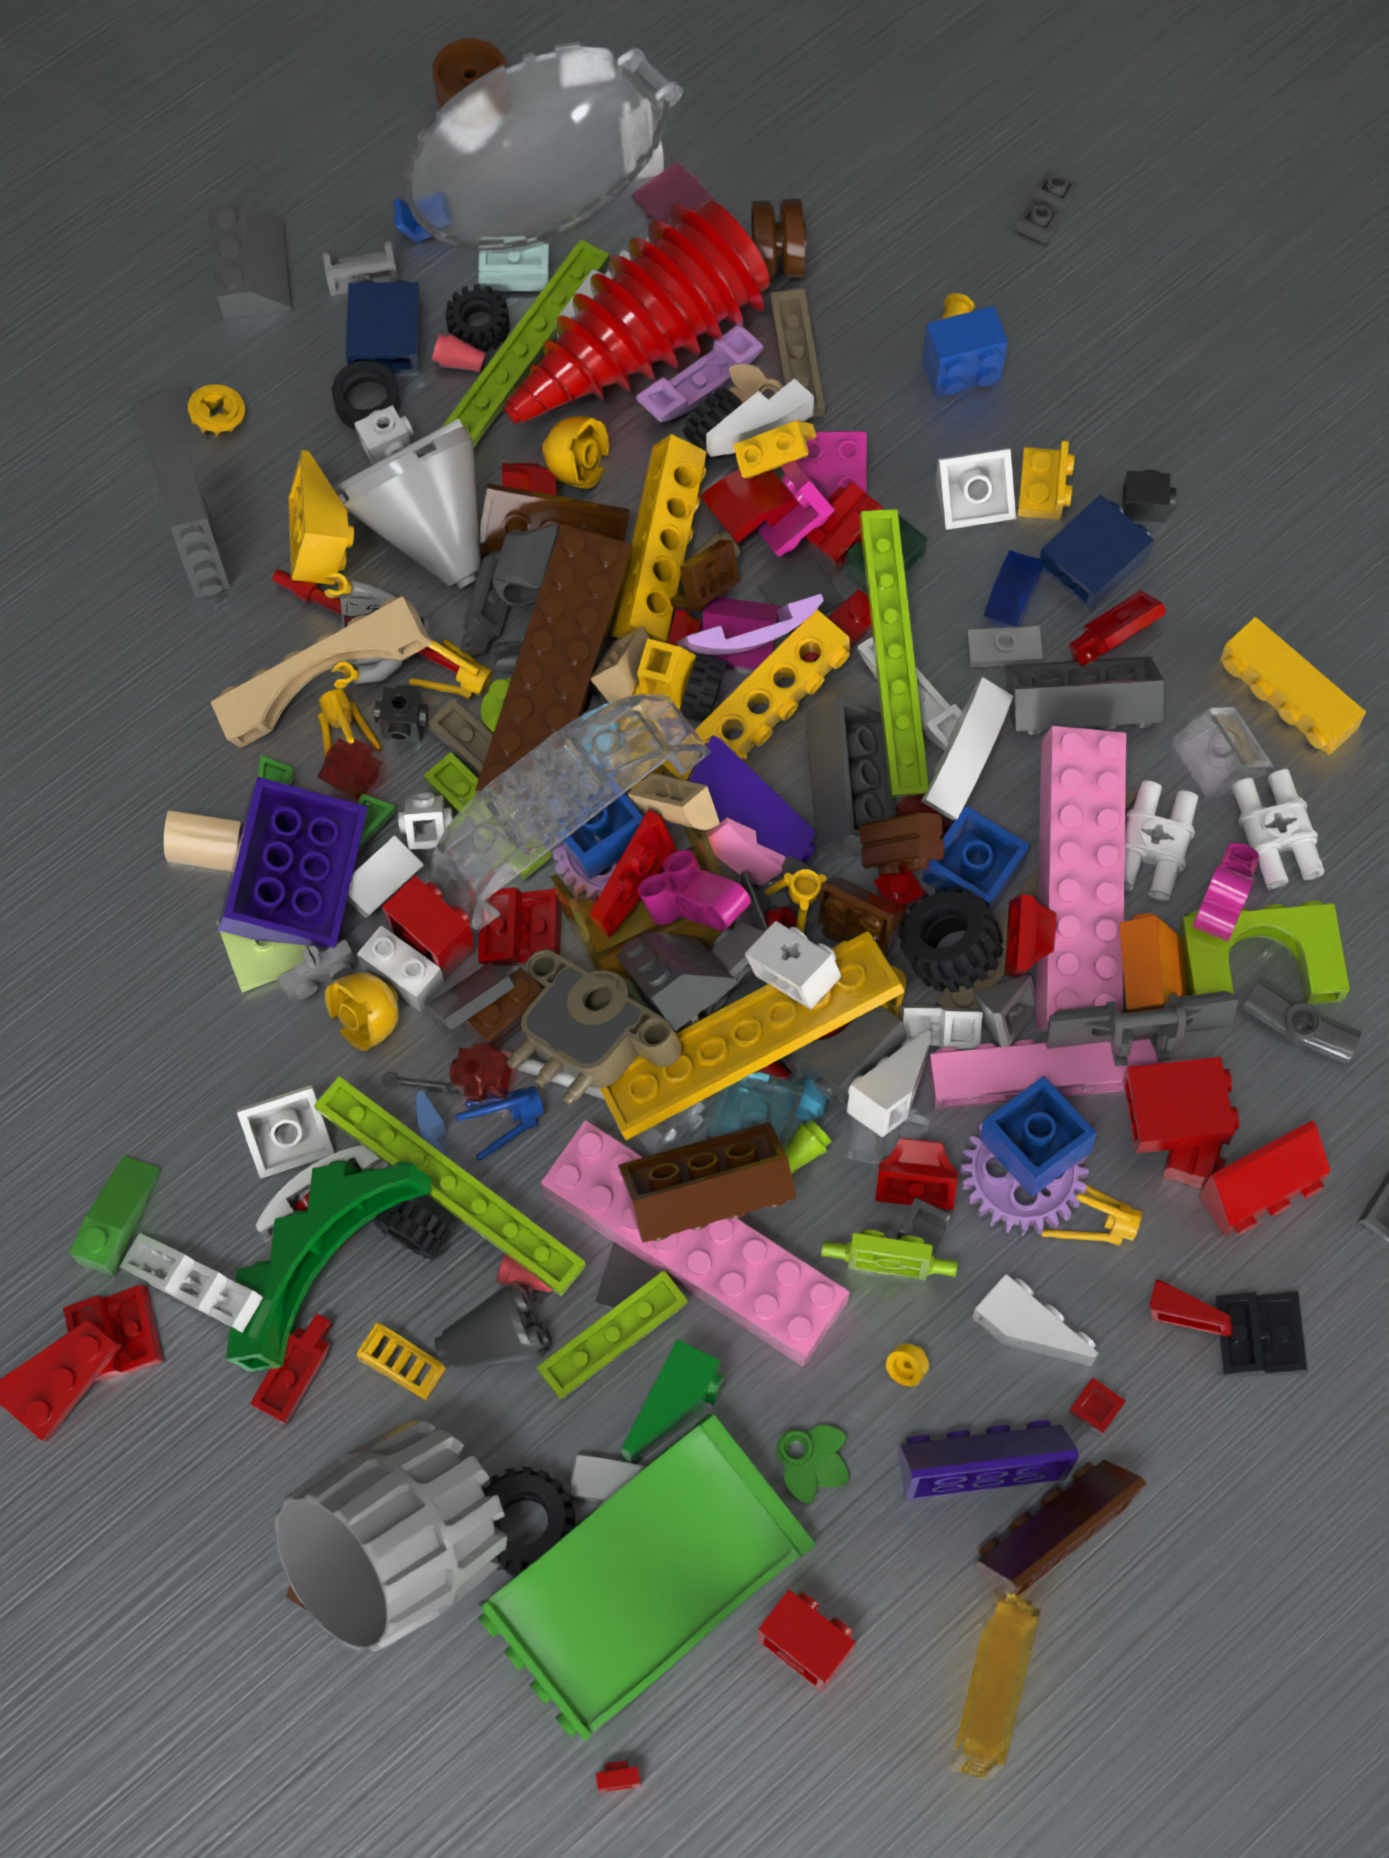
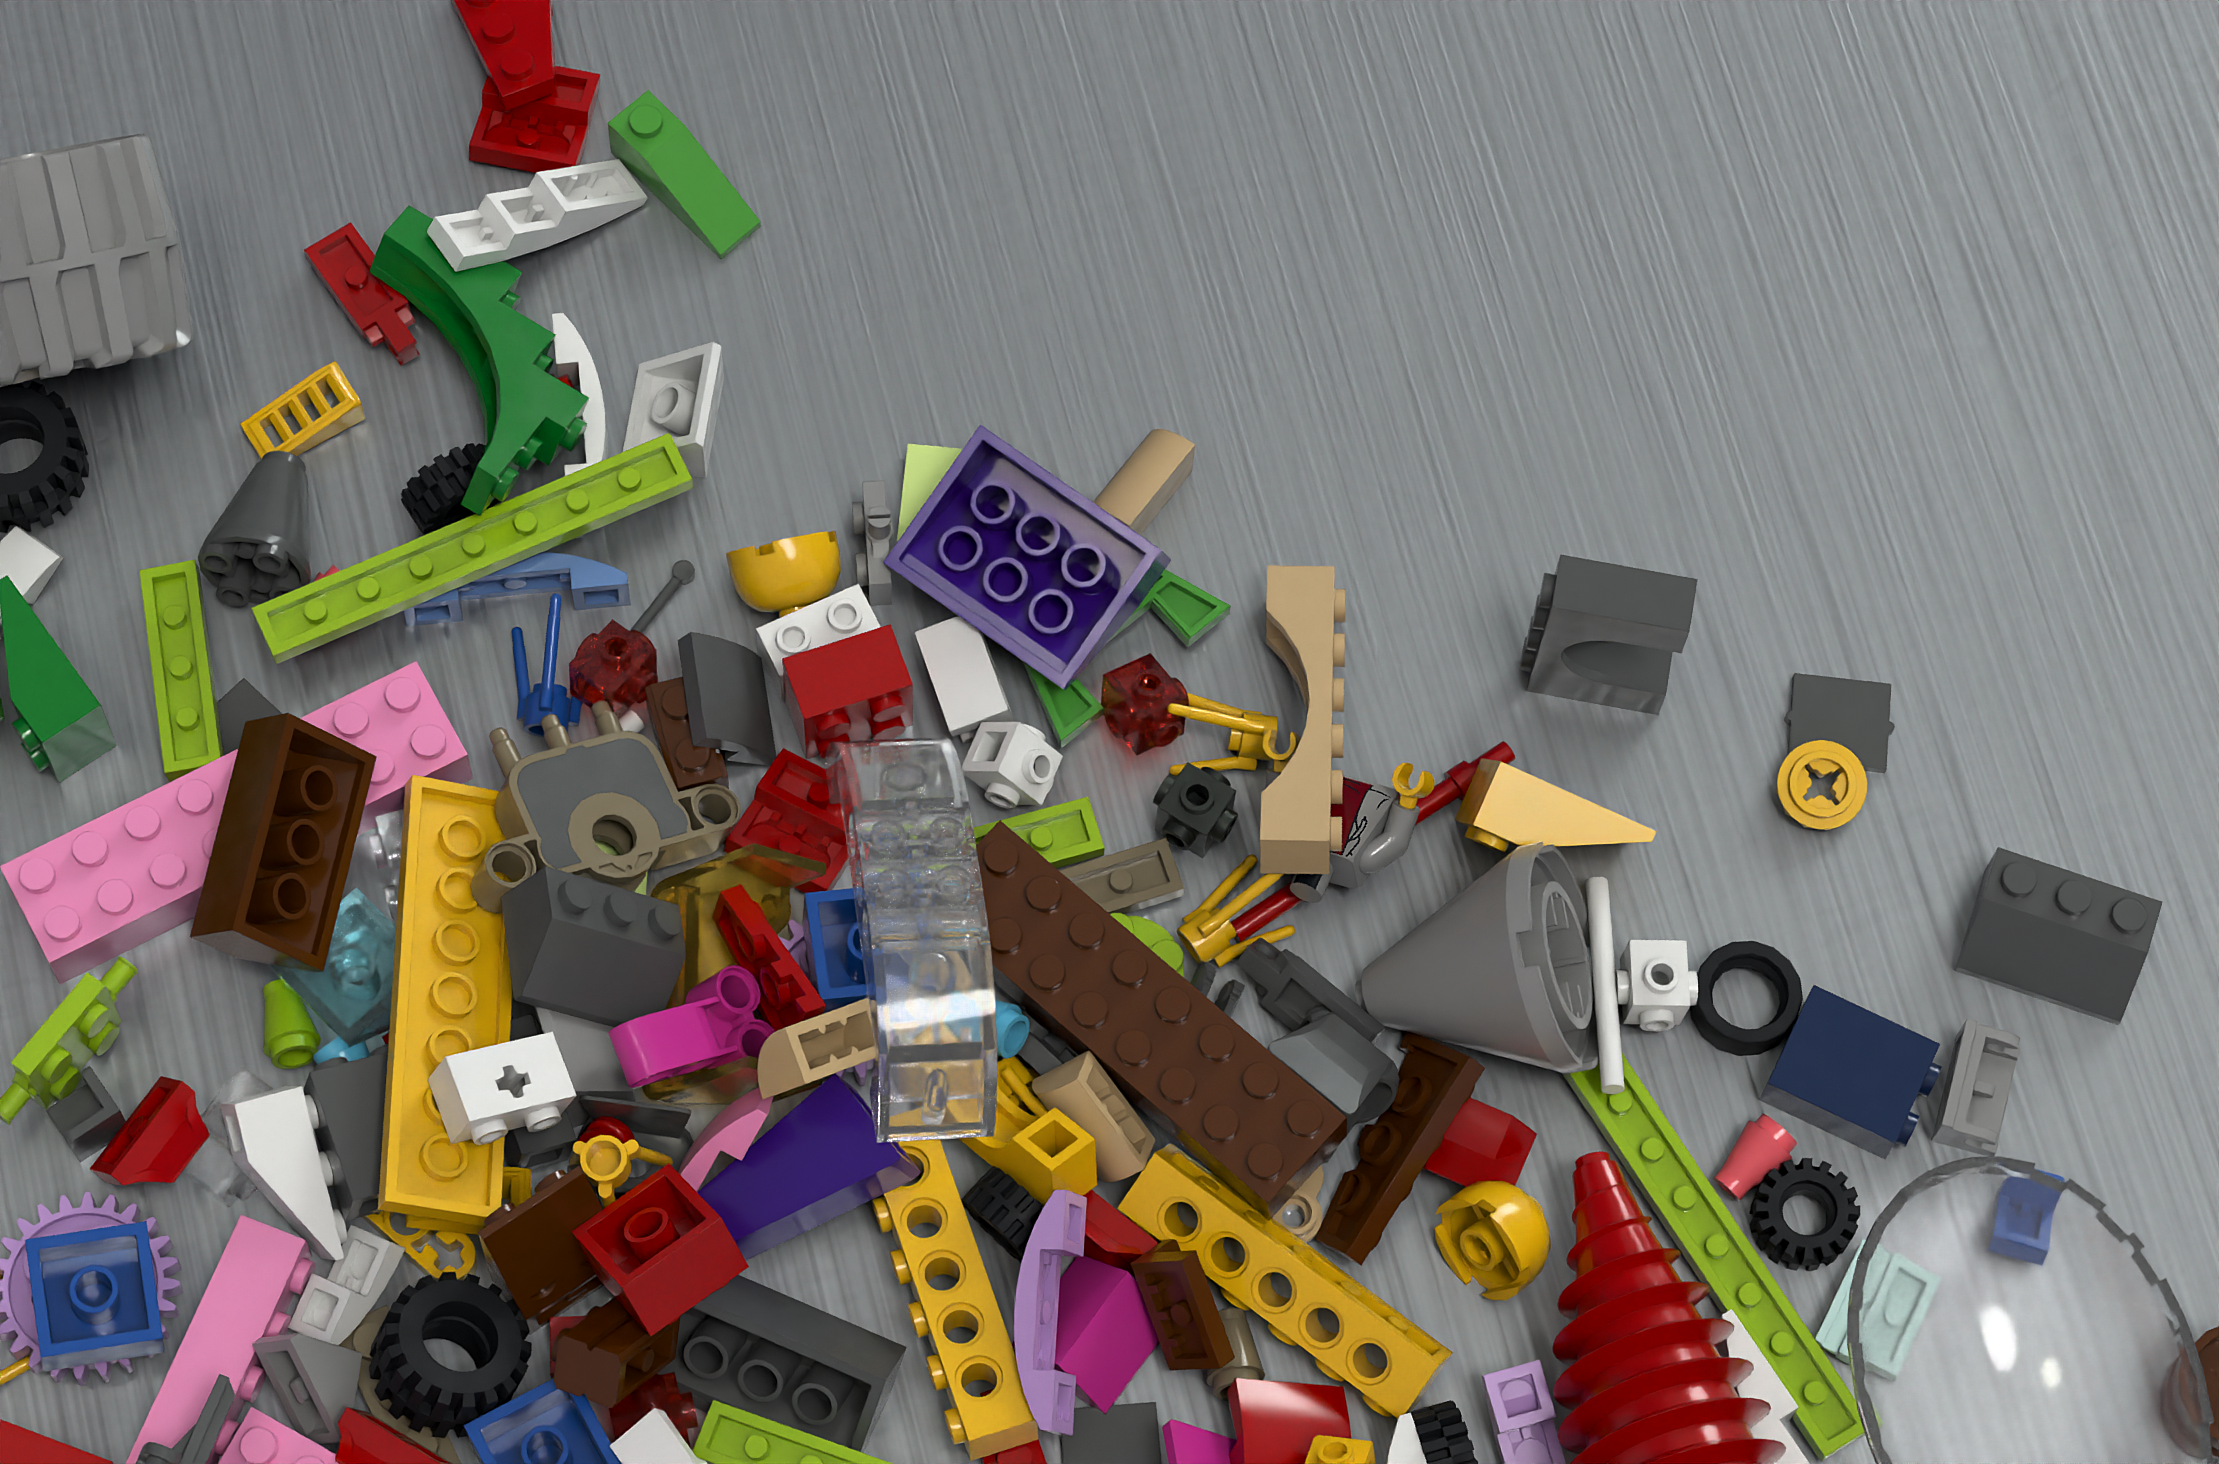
camera: 110 degrees right, 0 degrees up
(837, 834) = (660, 1249): none -> red brick

